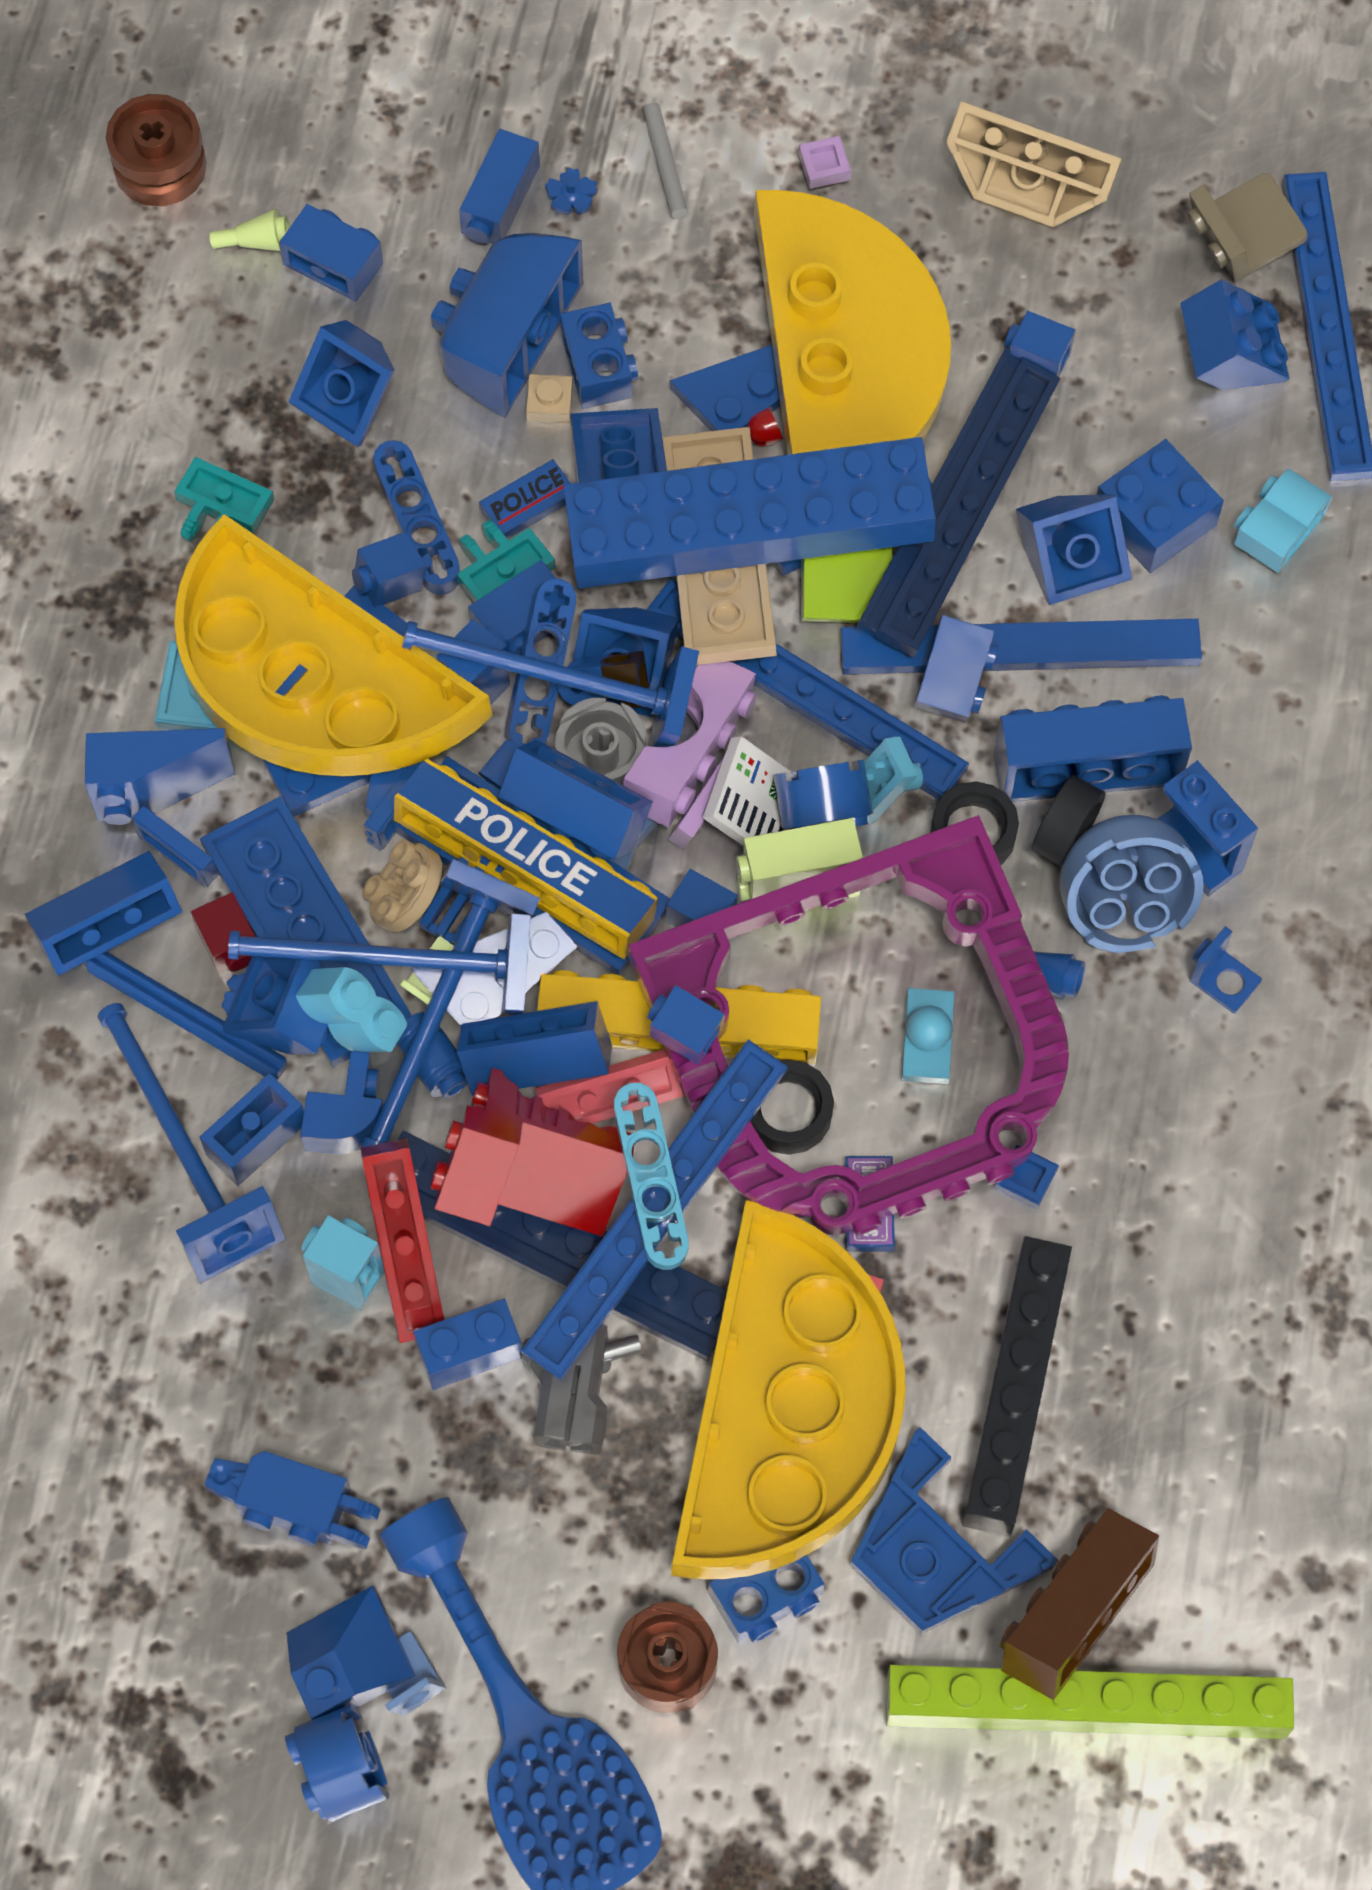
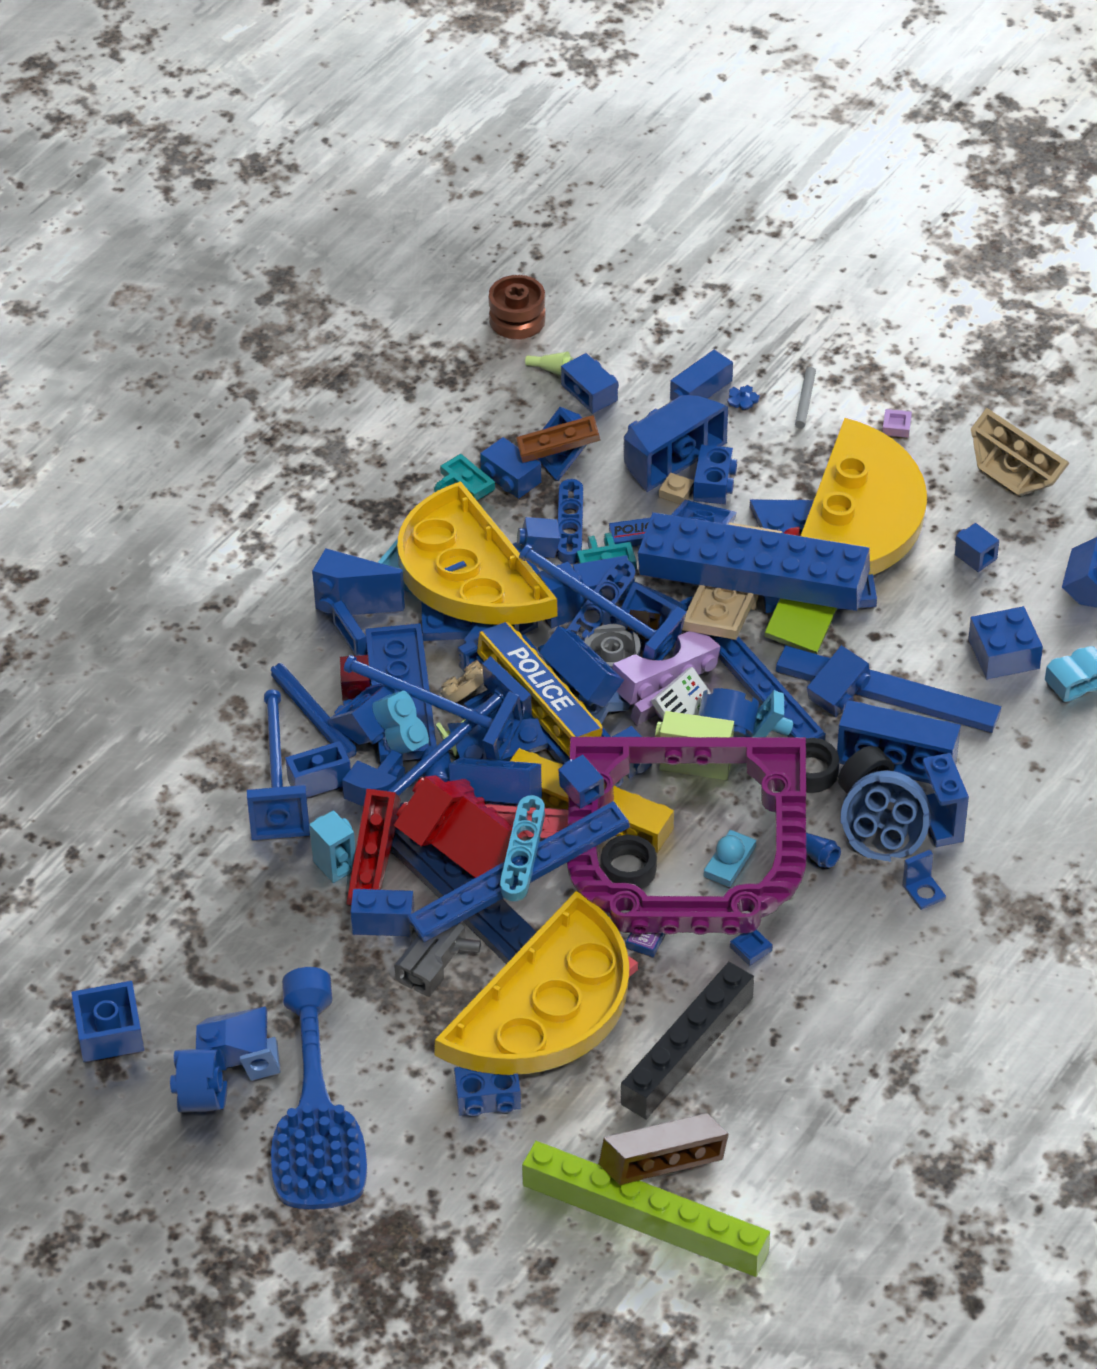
camera: 25 degrees right, 20 degrees down
(103, 913) = (292, 645): blue brick -> none
(145, 1714) = (107, 1021): none -> blue brick
(283, 455) = (505, 467): none -> blue brick
(291, 1498) = (244, 952): blue hinge -> none
(345, 388) = (558, 438): none -> dark orange tile
(650, 1634) = (411, 1097): copper brick -> none
(923, 1561) = (585, 1105): blue wing -> none
(962, 501) = (887, 603): dark blue plate -> none
(1074, 544) = (946, 647): blue slope -> none

